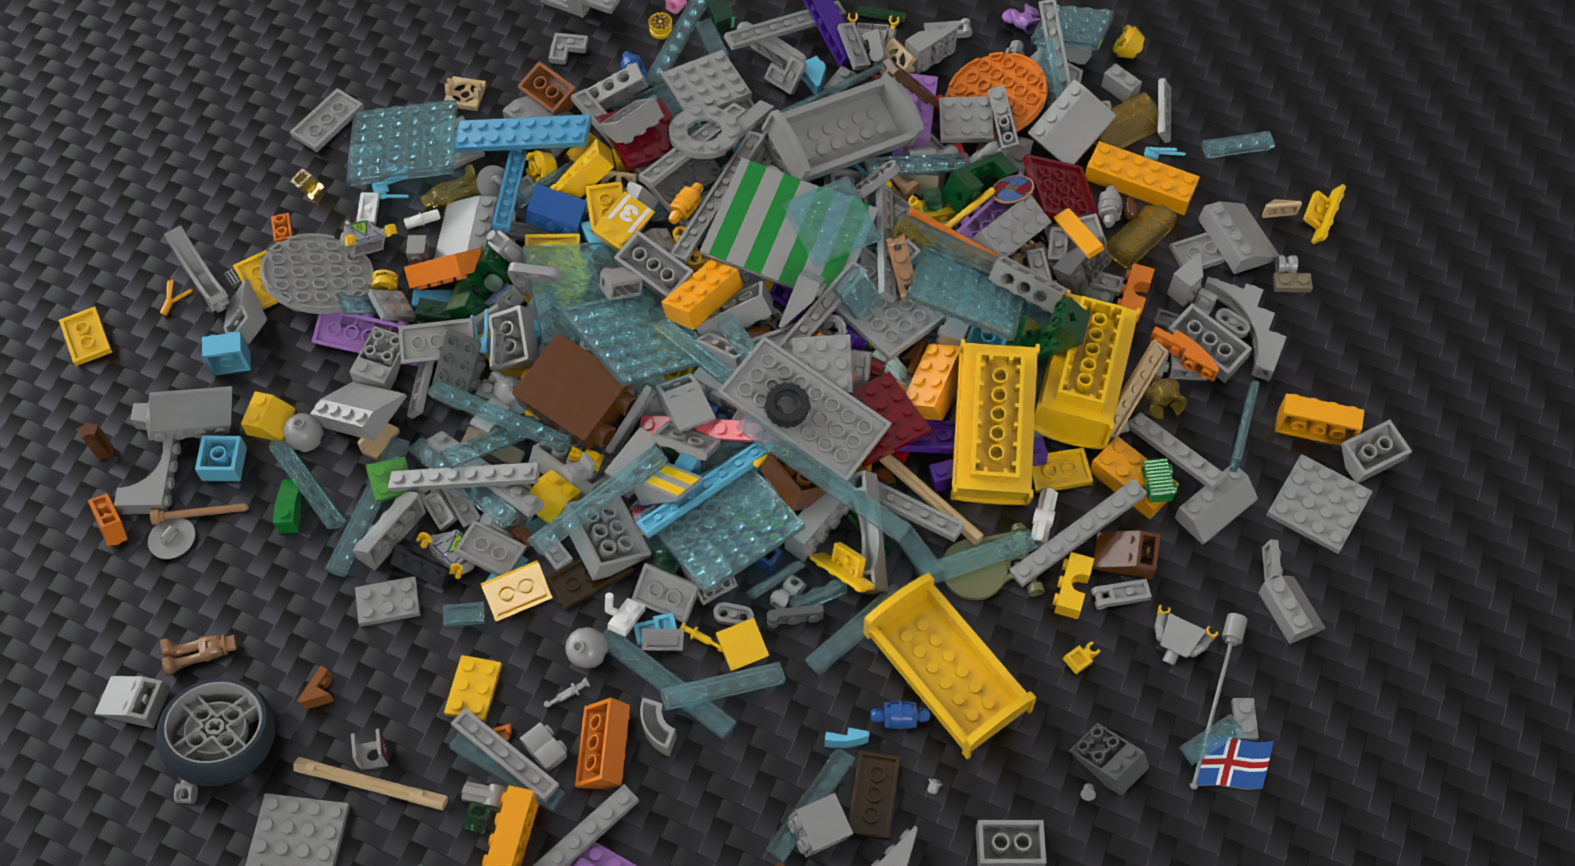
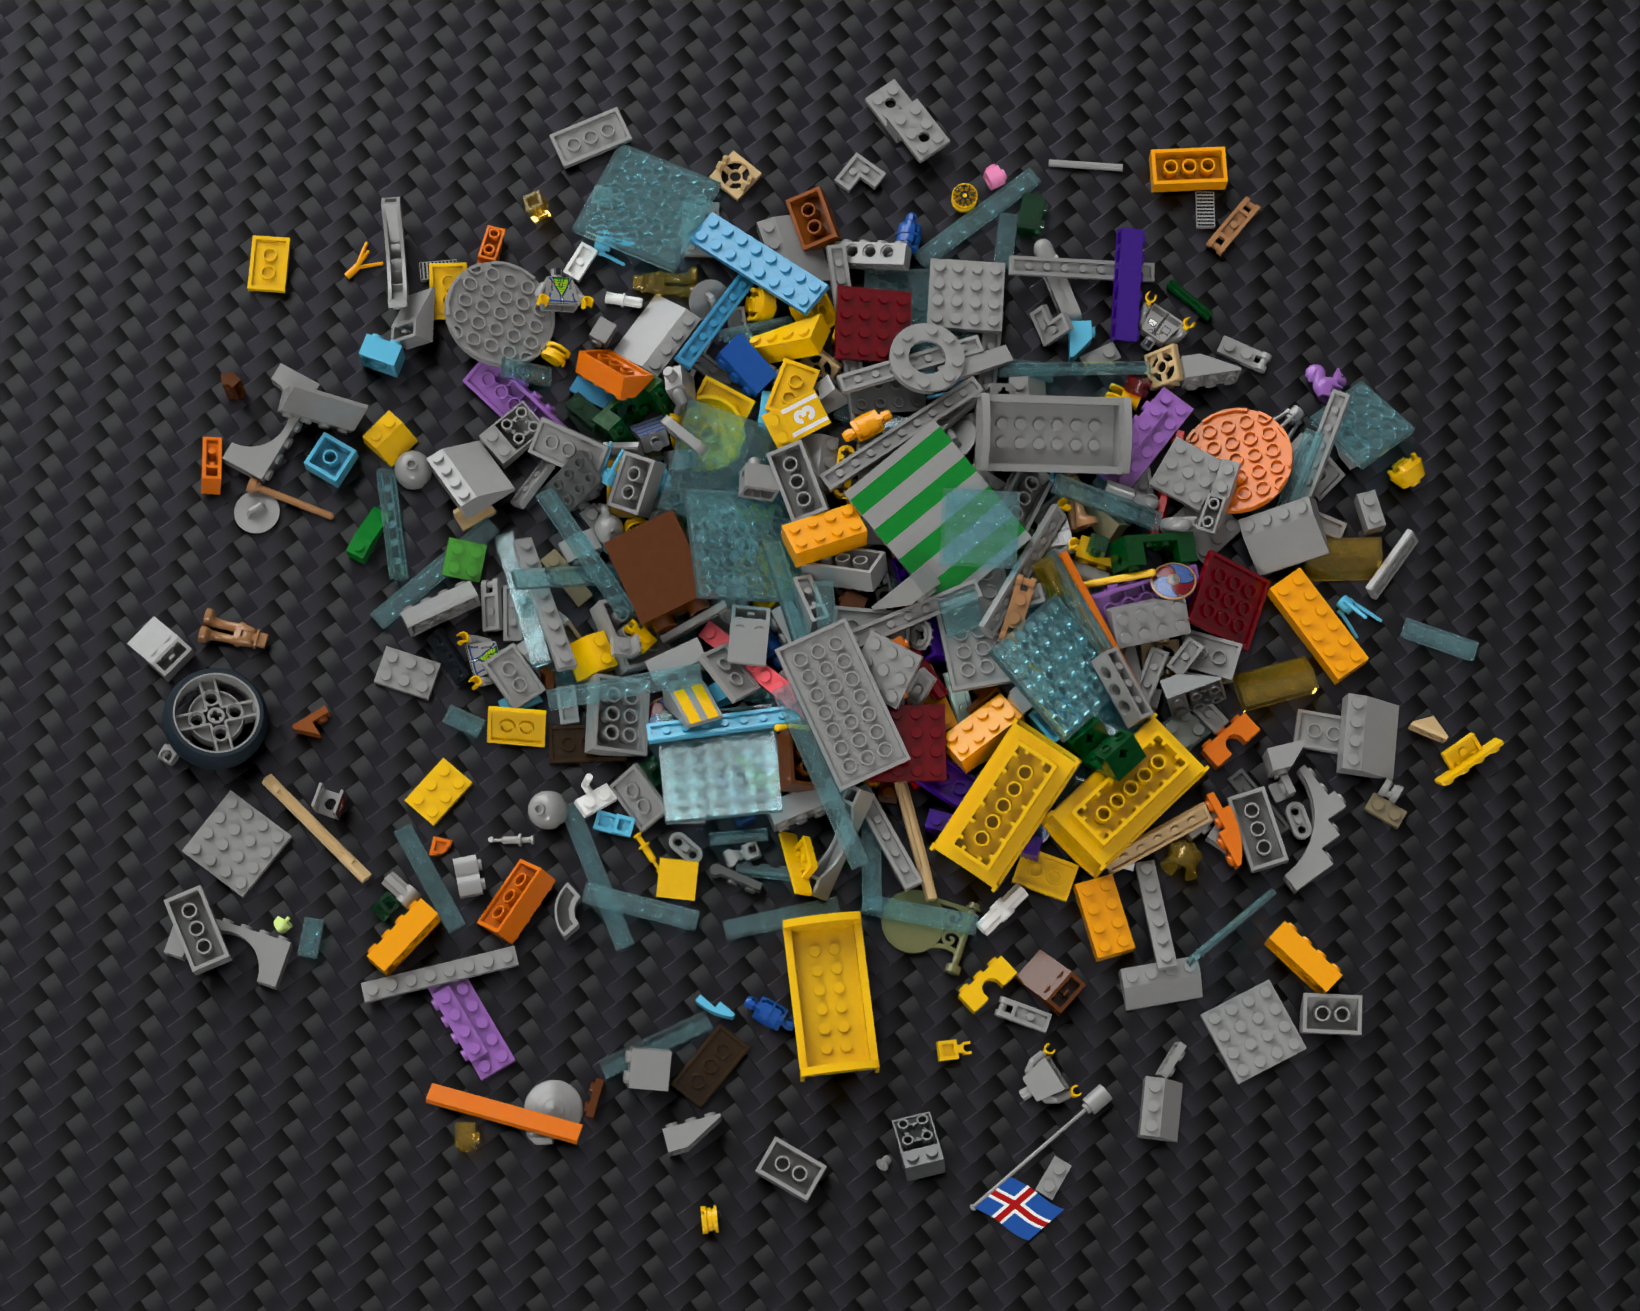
camera: 25 degrees right, 15 degrees up
(391, 305) = (550, 383): light grey plate -> none
(464, 477) = (523, 601): light grey plate -> none
(493, 283) = (650, 411): sand green tile -> none
(496, 349) = (614, 489): light grey slope -> none
(505, 754) = (433, 866): light grey plate -> none
(632, 120) = (864, 310): light grey slope -> none
(662, 639) = (613, 838): light grey tile -> none
(787, 390) = (826, 681): black tyre -> none
(853, 46) = (1130, 332): light grey plate -> none
(877, 45) = (1153, 344): light grey leg -> none
(877, 178) = (1065, 500): light grey beam -> none
(909, 82) = (1142, 420): reddish brown plate -> none
(934, 785) = (763, 1086): light grey piece -> none
(1078, 233) = (1203, 661): light orange tile -> none
(1078, 532) = (1018, 942): light grey plate -> none
(1110, 206) = (1266, 640): light grey piece -> none
(1130, 209) = (1285, 652): reddish brown cylinder -> none
(1158, 480) = (1114, 936): green brick -> none
(1211, 739) = (1010, 1179): clear light blue plate -> none

